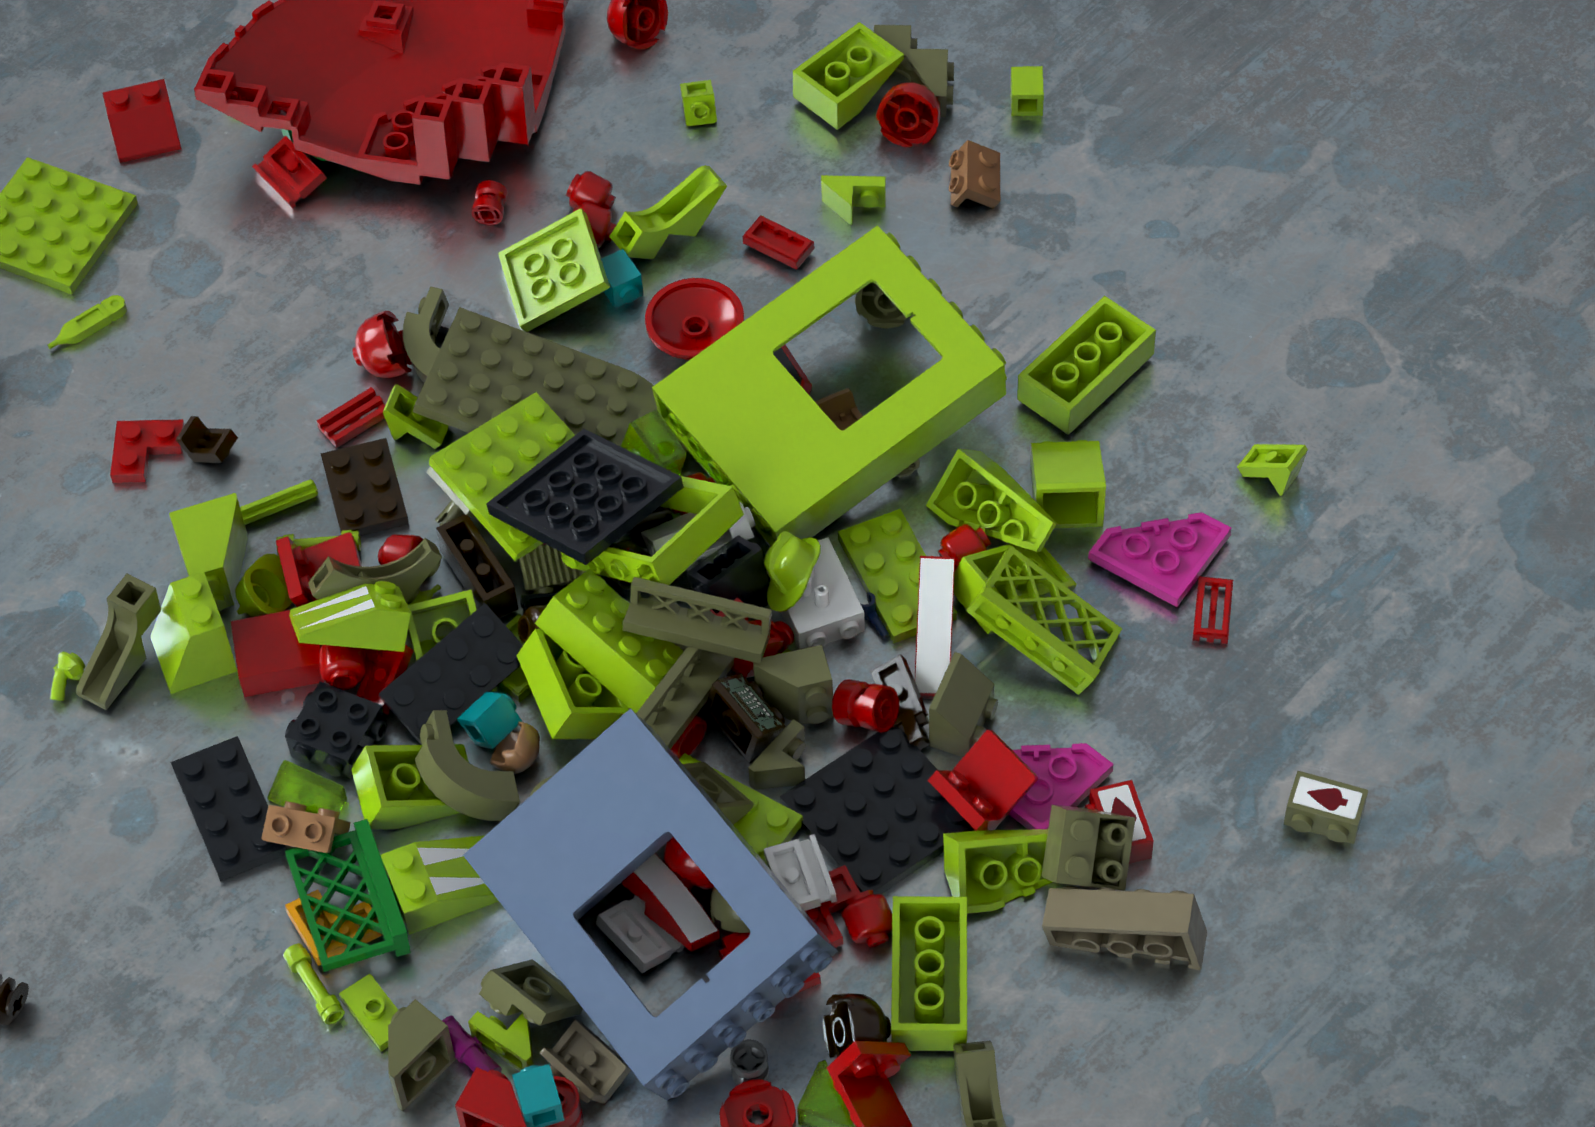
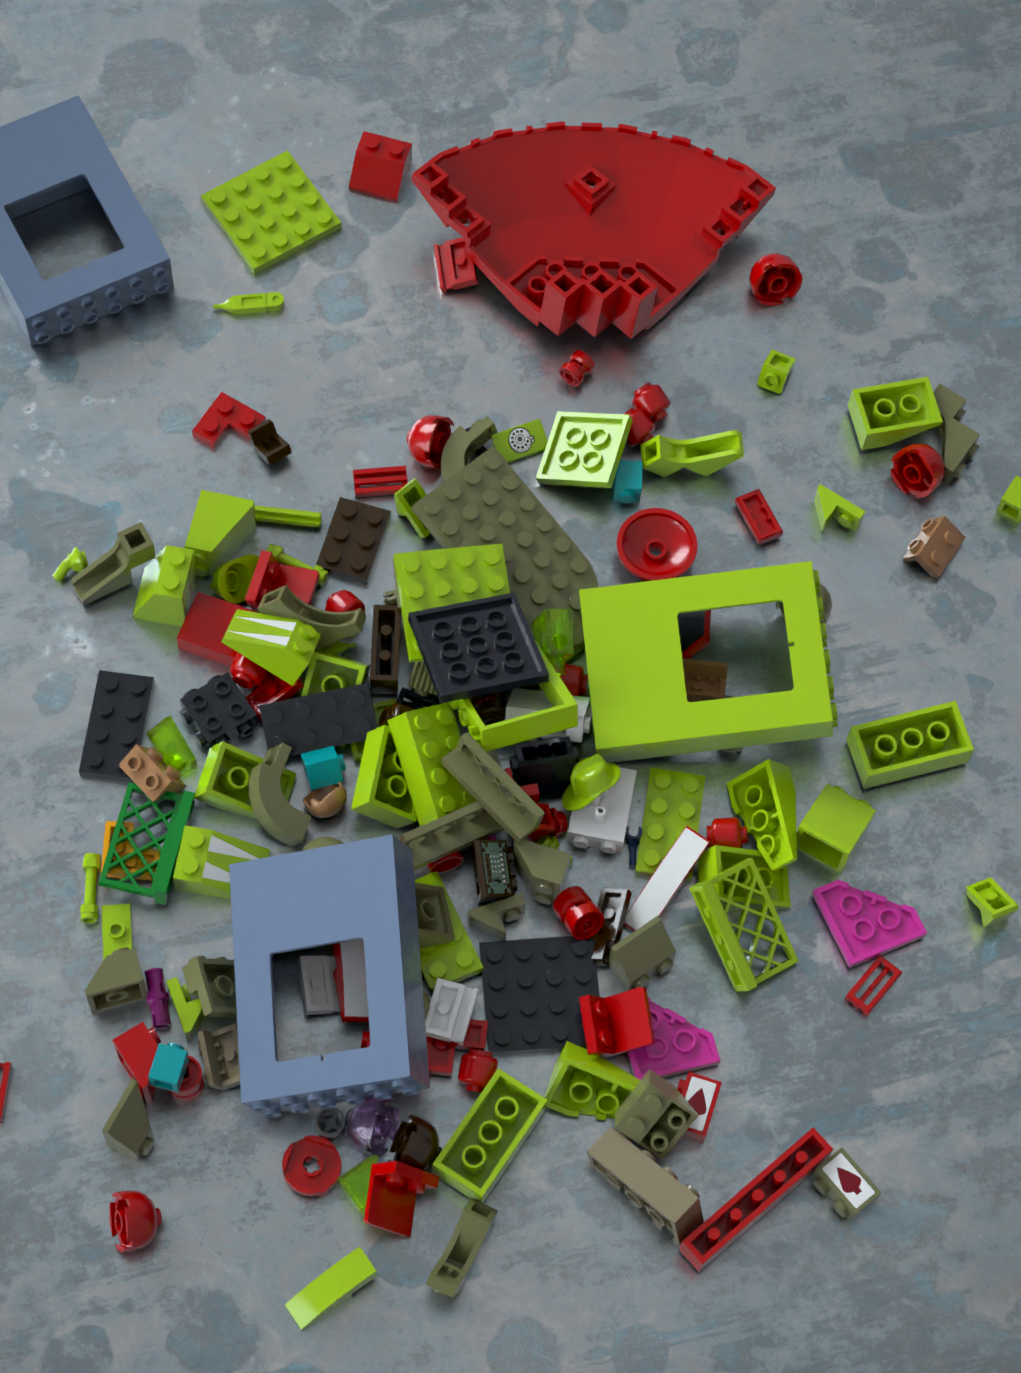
camera: 25 degrees right, 10 degrees up
(482, 295) = (520, 441): none -> lime slope
(794, 1035) = (372, 1124): none -> clear purple cylinder
(1247, 873) = (755, 1199): none -> red brick

